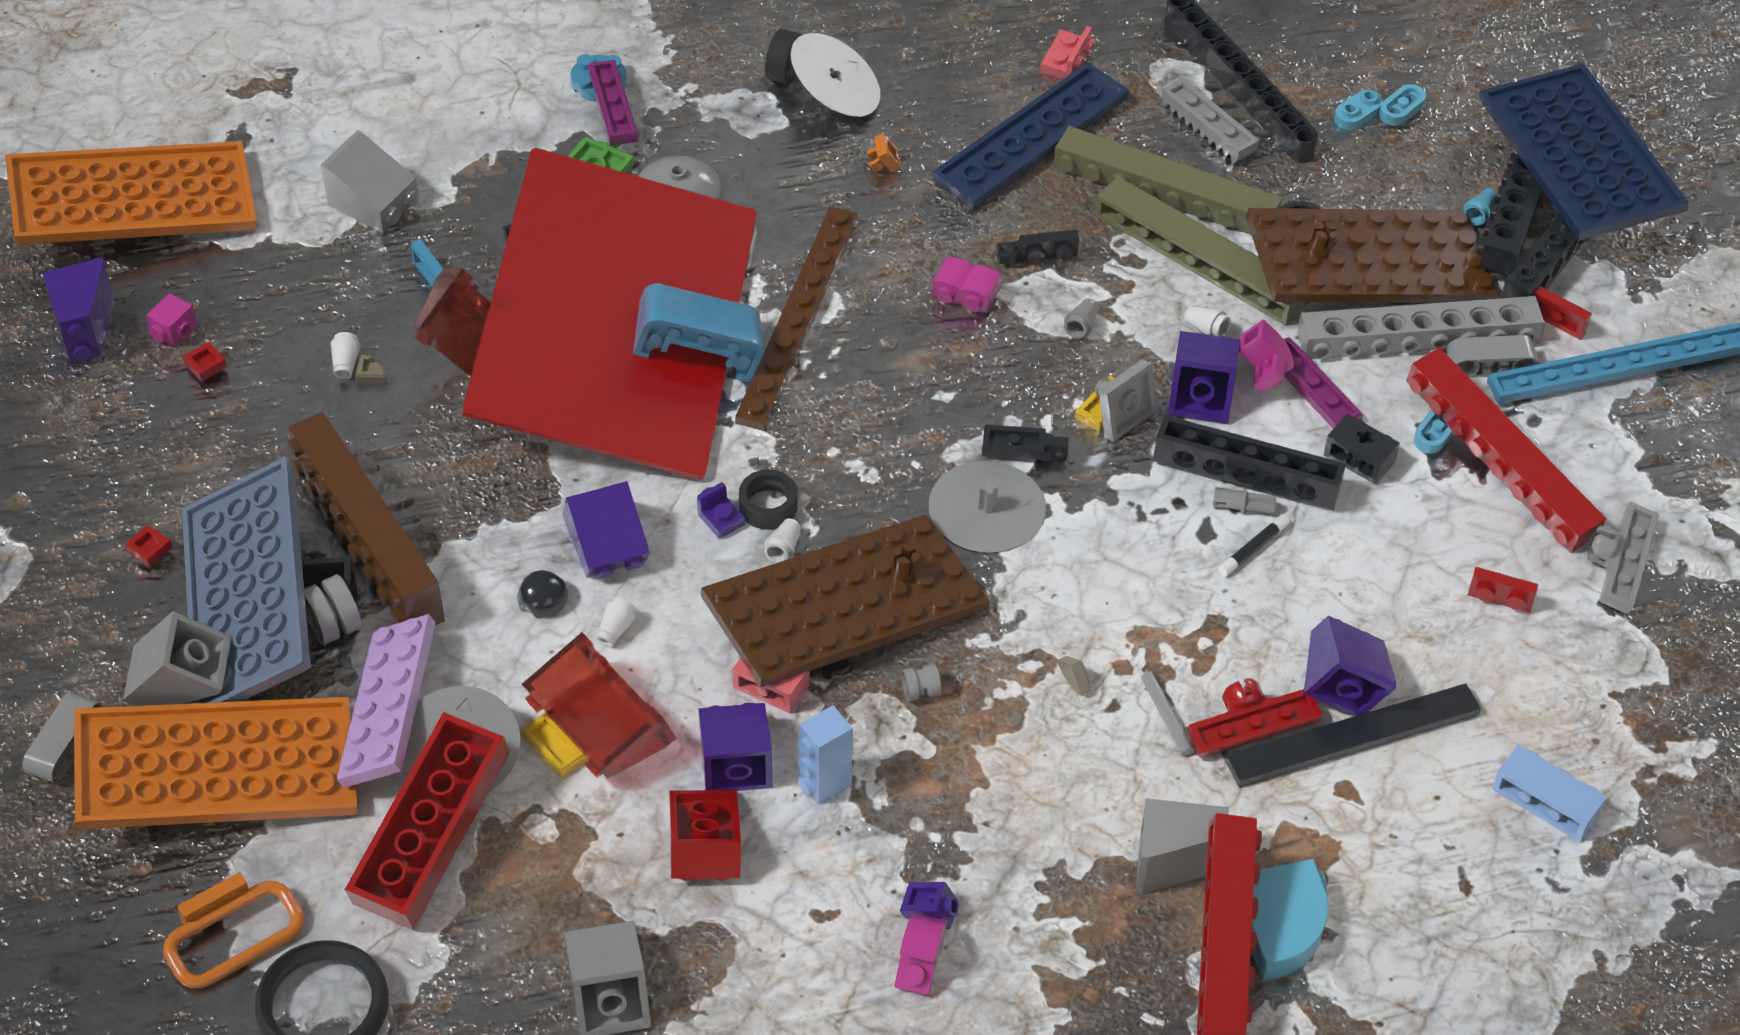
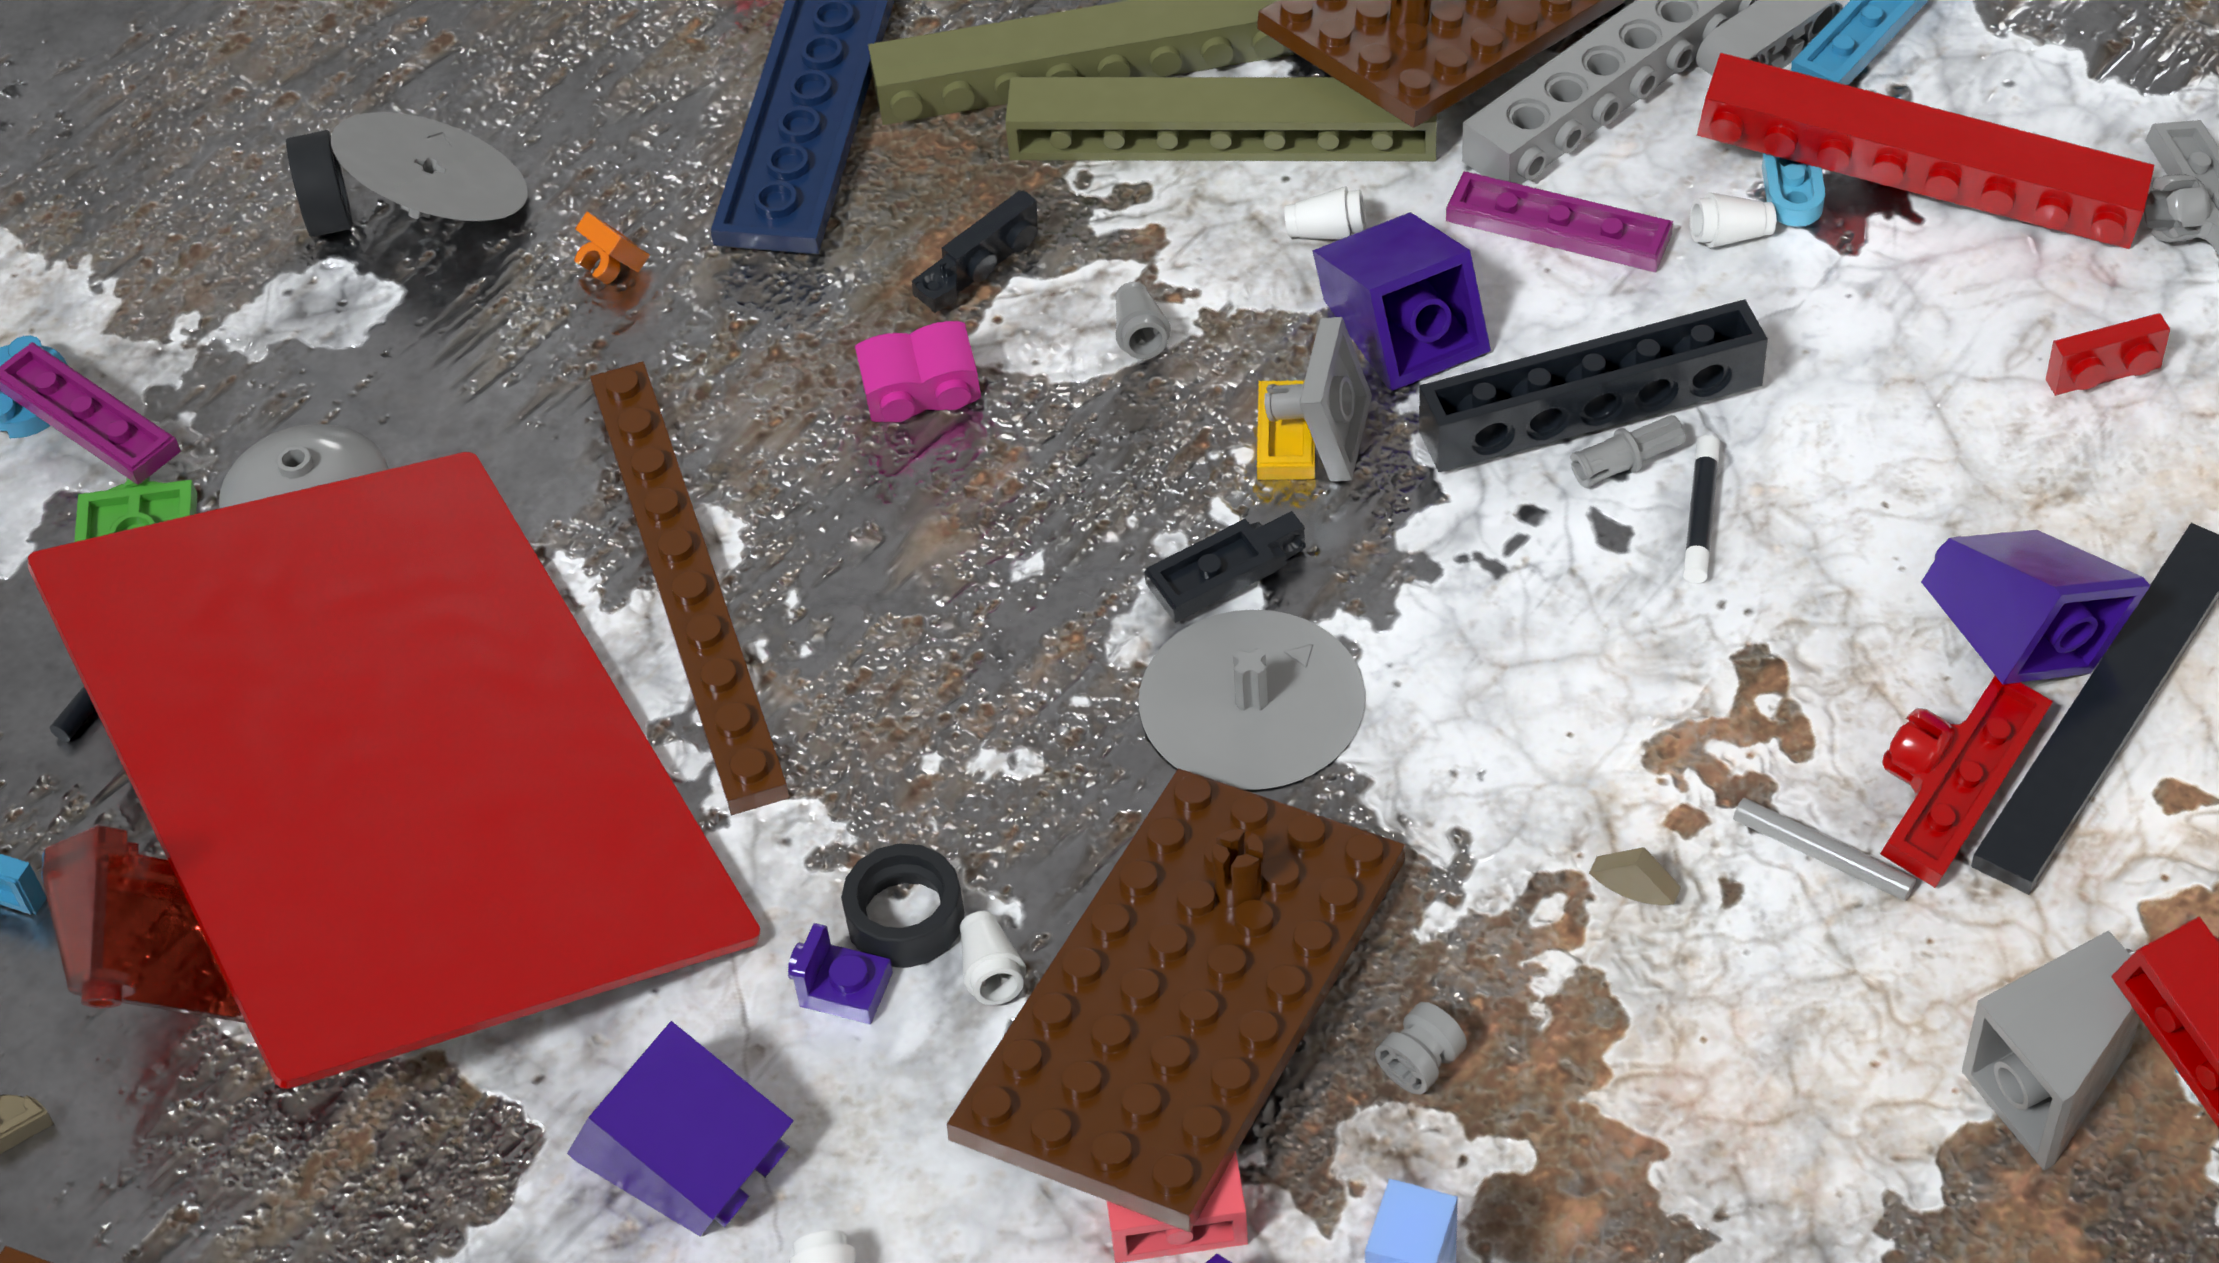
camera: 30 degrees left, 0 degrees up
(702, 324) = (519, 689): dark azure windscreen -> none
(1267, 353) = (1471, 214): dark pink brick -> none
(1361, 448) = (1722, 267): black brick -> none
(1390, 425) = (1730, 219): none -> white cone

